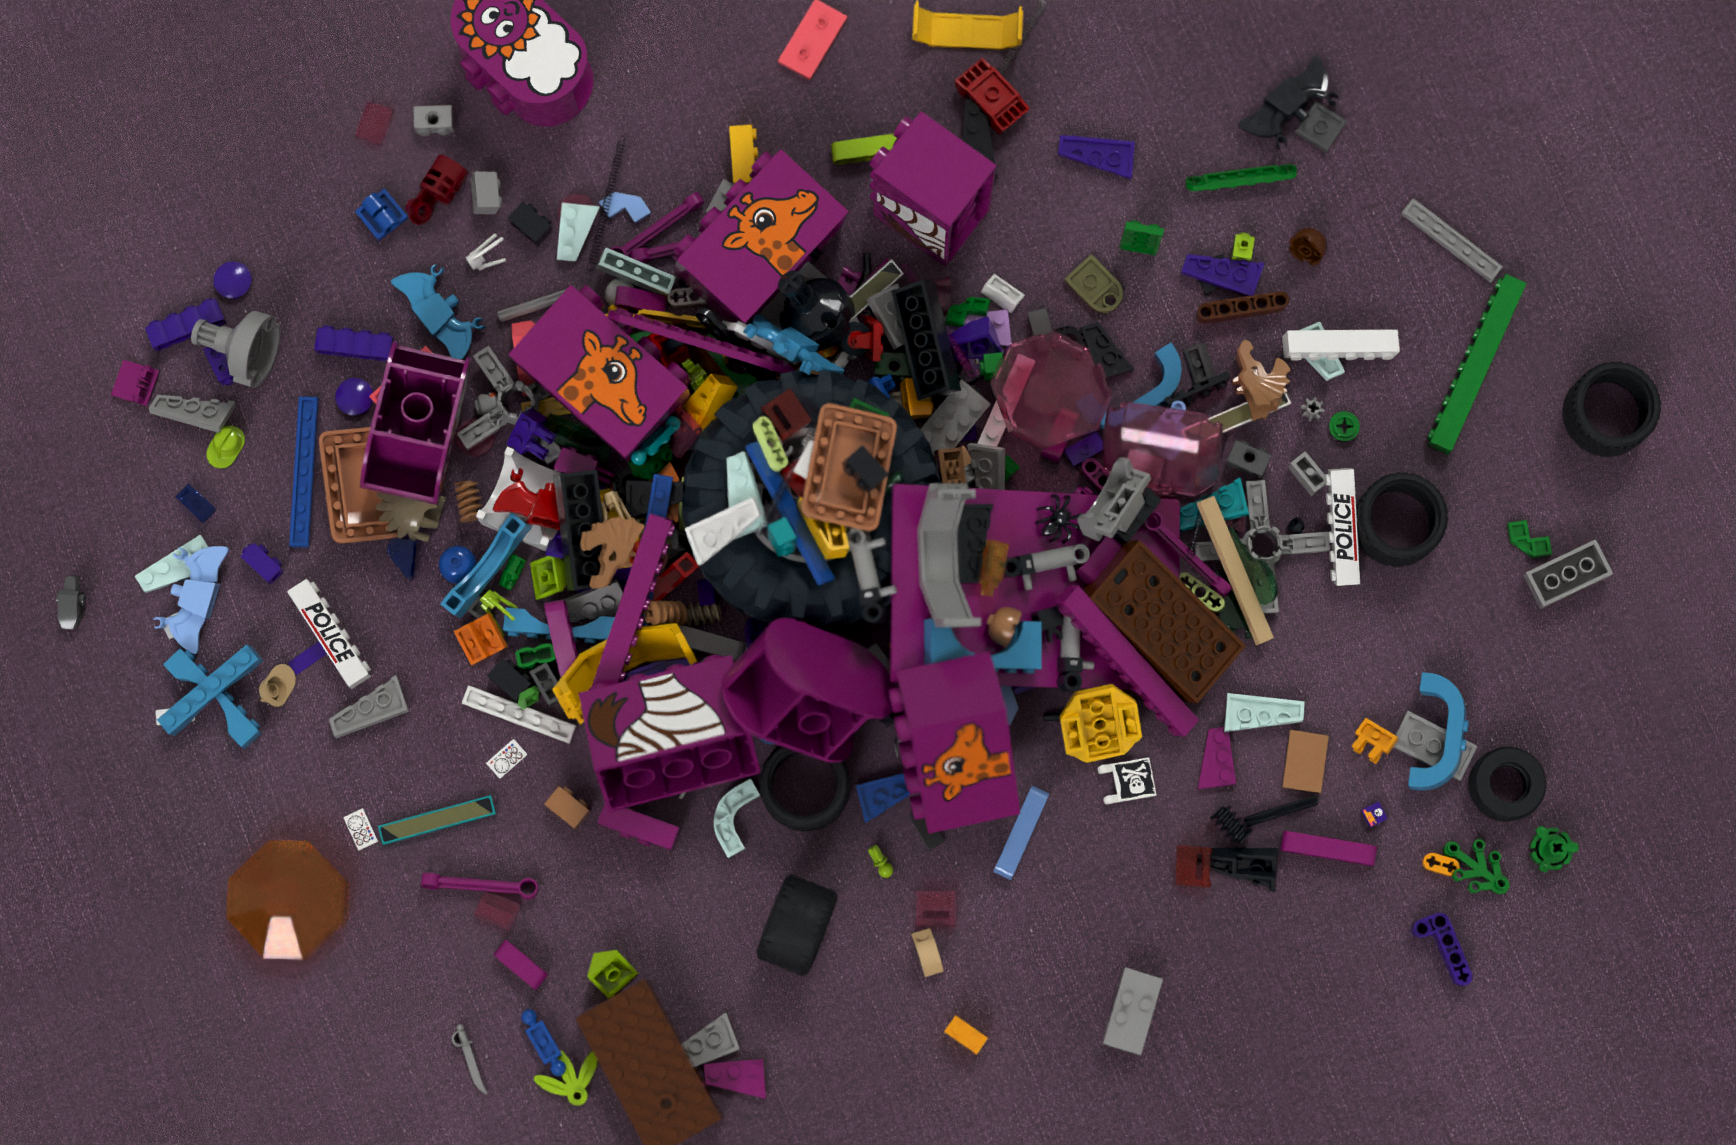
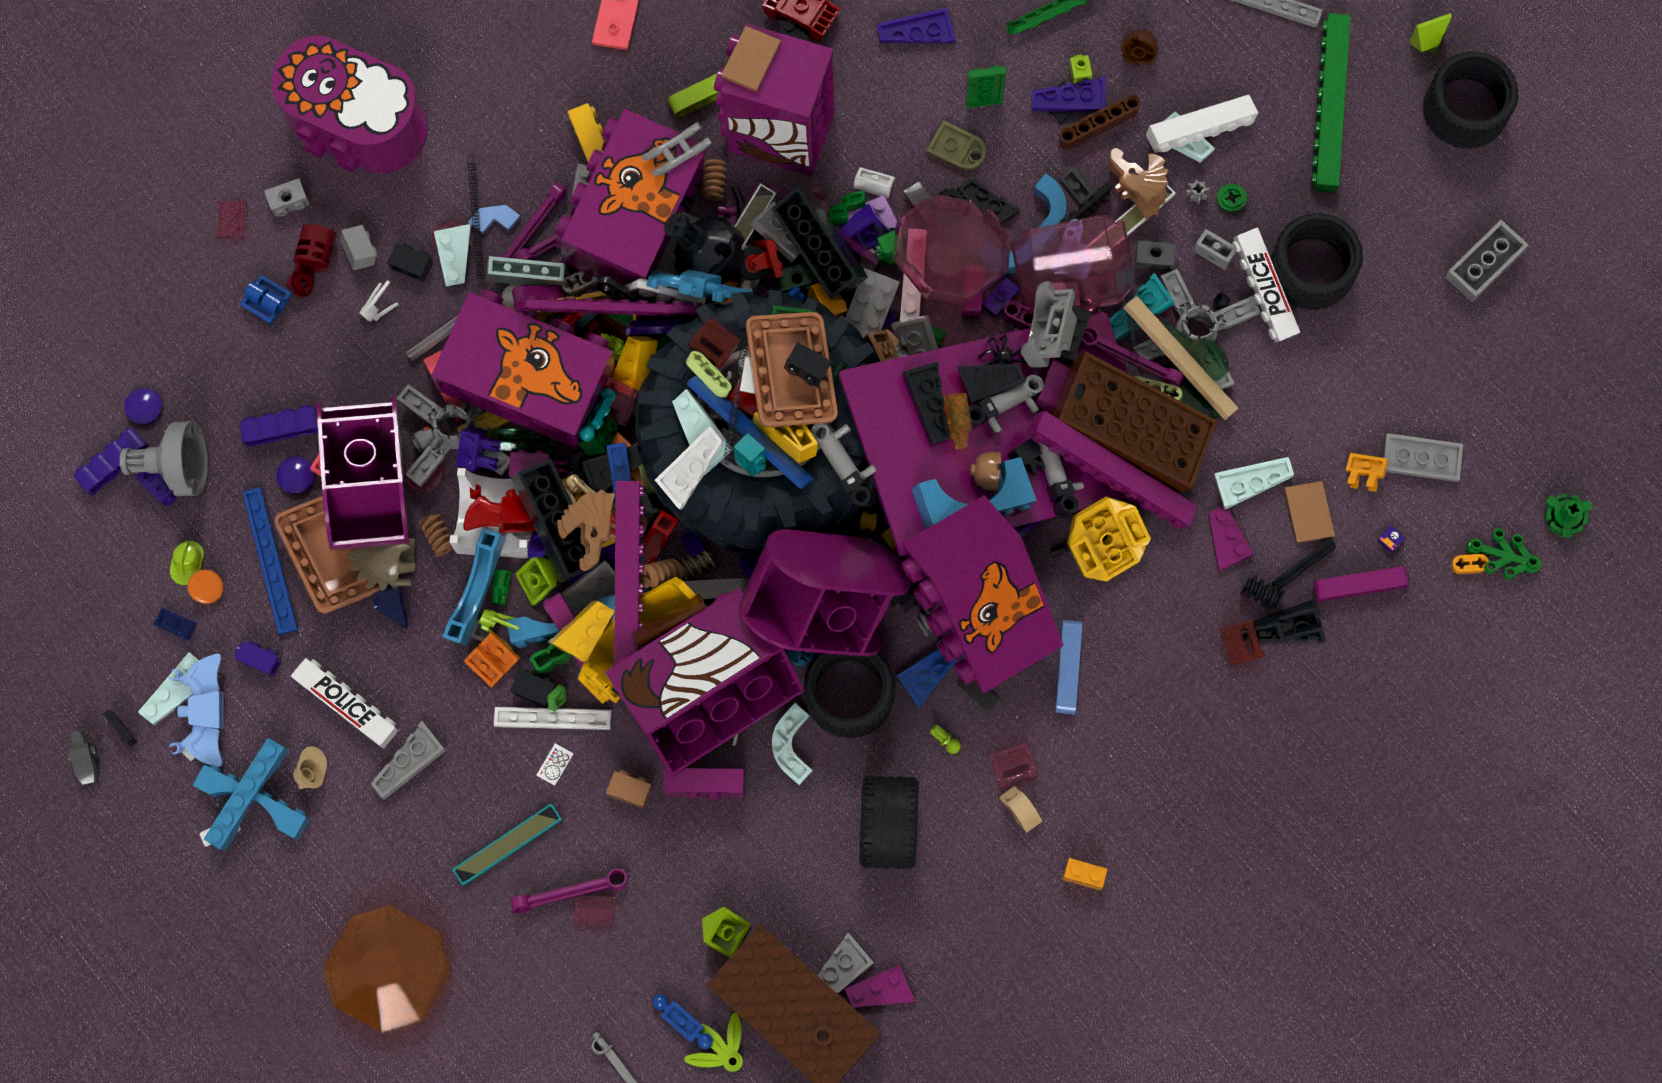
camera: 15 degrees left, 5 degrees down
(113, 585) = (120, 727): none -> black tile
(135, 382) = (80, 531): magenta hinge -> none
(203, 414) = (156, 538): light grey wing -> none
(235, 477) = (205, 586): none -> orange piece
(307, 658) = (331, 733): dark purple sticker -> none
(360, 829) = (436, 879): white sticker -> none
(437, 312) = (348, 371): dark azure torso -> none
(456, 563) = (444, 597): blue cylinder -> none
(520, 964) = (635, 954): magenta beam -> none
(545, 681) = (568, 678): dark grey brick -> none
(572, 646) = (583, 631): none -> yellow wedge
(656, 663) = (669, 620): none -> reddish brown tile
(739, 370) = (652, 326): none -> dark purple tile
(824, 198) = (679, 139): none -> light grey piece
(847, 240) = (712, 180): none -> medium nougat piece
(881, 628) = (868, 521): none -> wheel
(913, 150) = (751, 59): none -> medium nougat tile
(940, 555) = (903, 421): light grey panel -> none
(1037, 536) = (989, 379): none -> black wing
(1131, 779) = (1154, 584): flag -> none
(1132, 1011) = (1234, 798): light grey brick -> none
(1446, 951) = (1504, 641): dark purple beam -> none
(1455, 744) = (1433, 485): dark azure arch -> none
(1520, 537) = (1430, 244): green tile -> none
(1532, 776) = (1516, 447): black tyre -> none
(1596, 329) = (1430, 33): none -> lime slope

